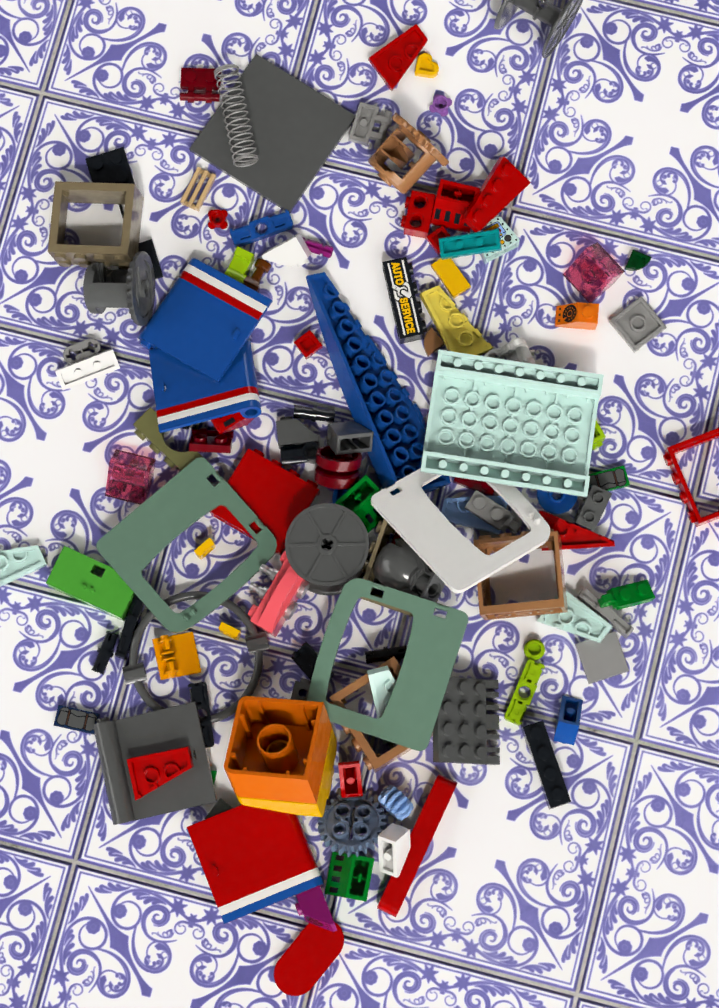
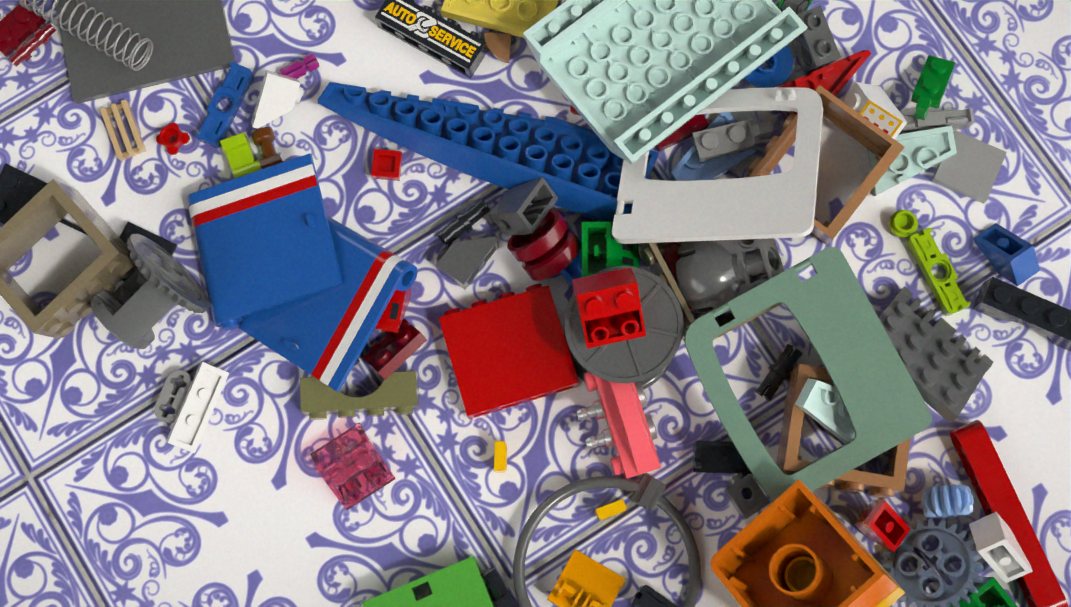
camera: 45 degrees left, 0 degrees up
(161, 520) = (430, 474): sand green door -> none
(298, 454) = (490, 274): black piece -> none
(326, 527) = (609, 307): none -> red slope
(580, 575) = (876, 107): none -> white slope

